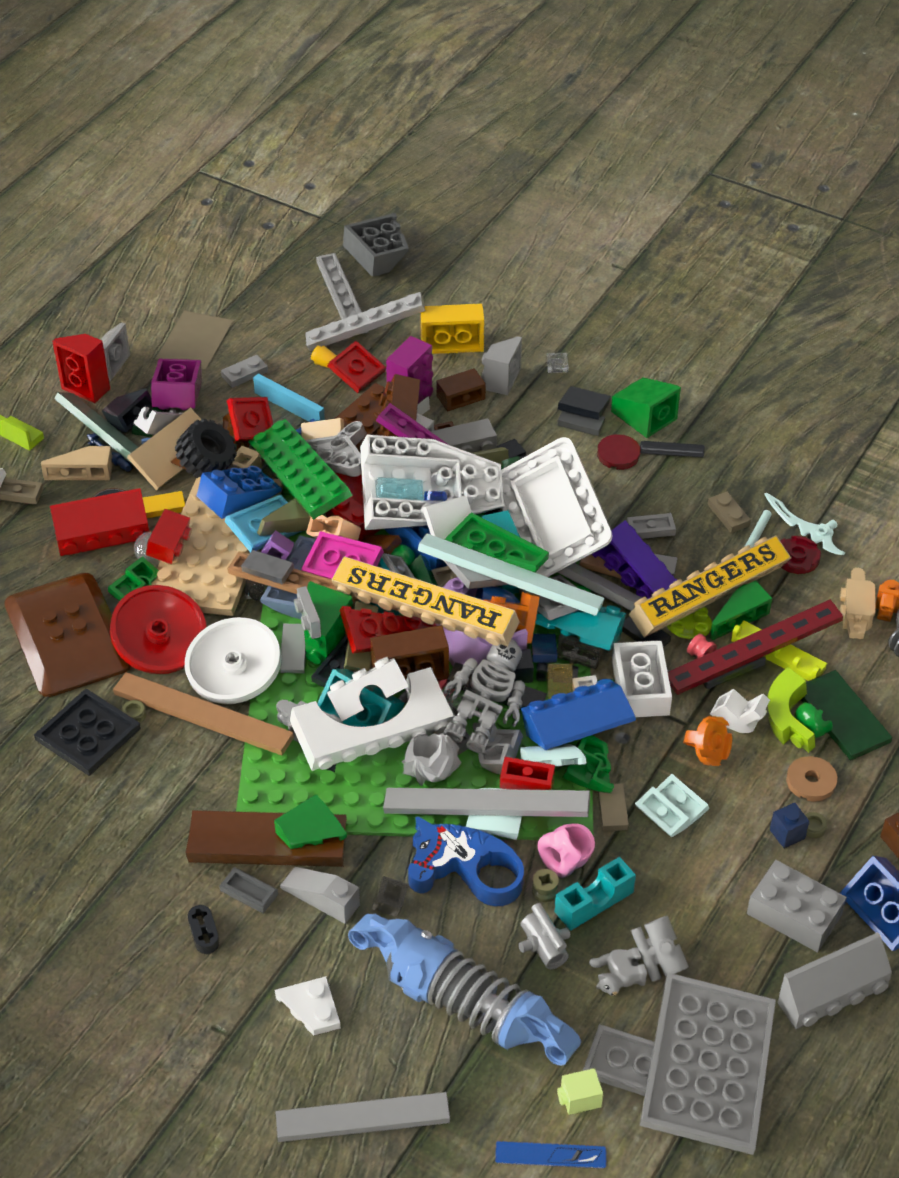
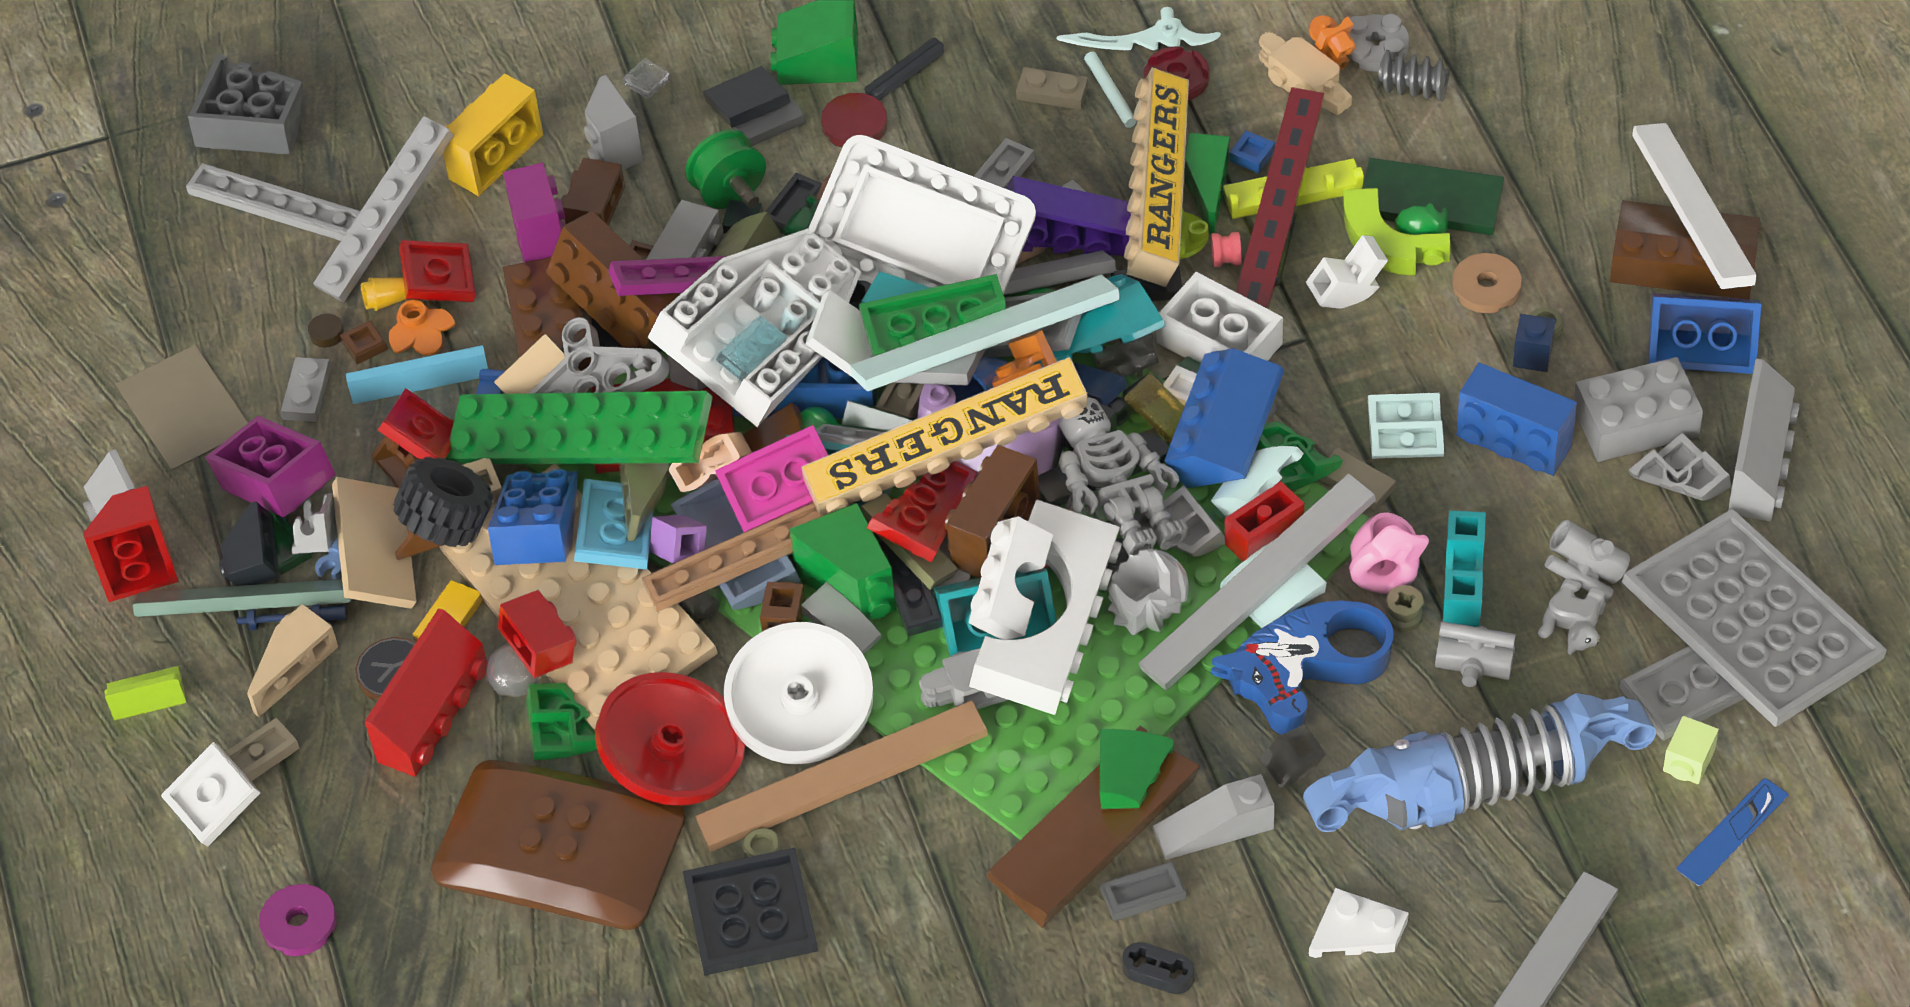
camera: 45 degrees left, 5 degrees up
(267, 567) = (707, 560): flat silver tile -> none
(277, 615) = (781, 604): none -> reddish brown brick
(285, 355) = (325, 330): none -> dark brown tile
(292, 372) = (363, 342): none -> reddish brown tile
(309, 617) = (849, 556): light grey plate -> none
(319, 384) = (419, 328): none -> orange plate
(435, 496) = (797, 320): clear blue tile -> none
(524, 421) = (726, 169): none -> green wheel
(710, 740) = (1366, 328): orange tile -> none
(720, 849) = (1516, 419): none -> blue brick
(778, 613) = (1252, 152): none -> blue plate
(779, 954) = (1683, 470): none -> light grey slope

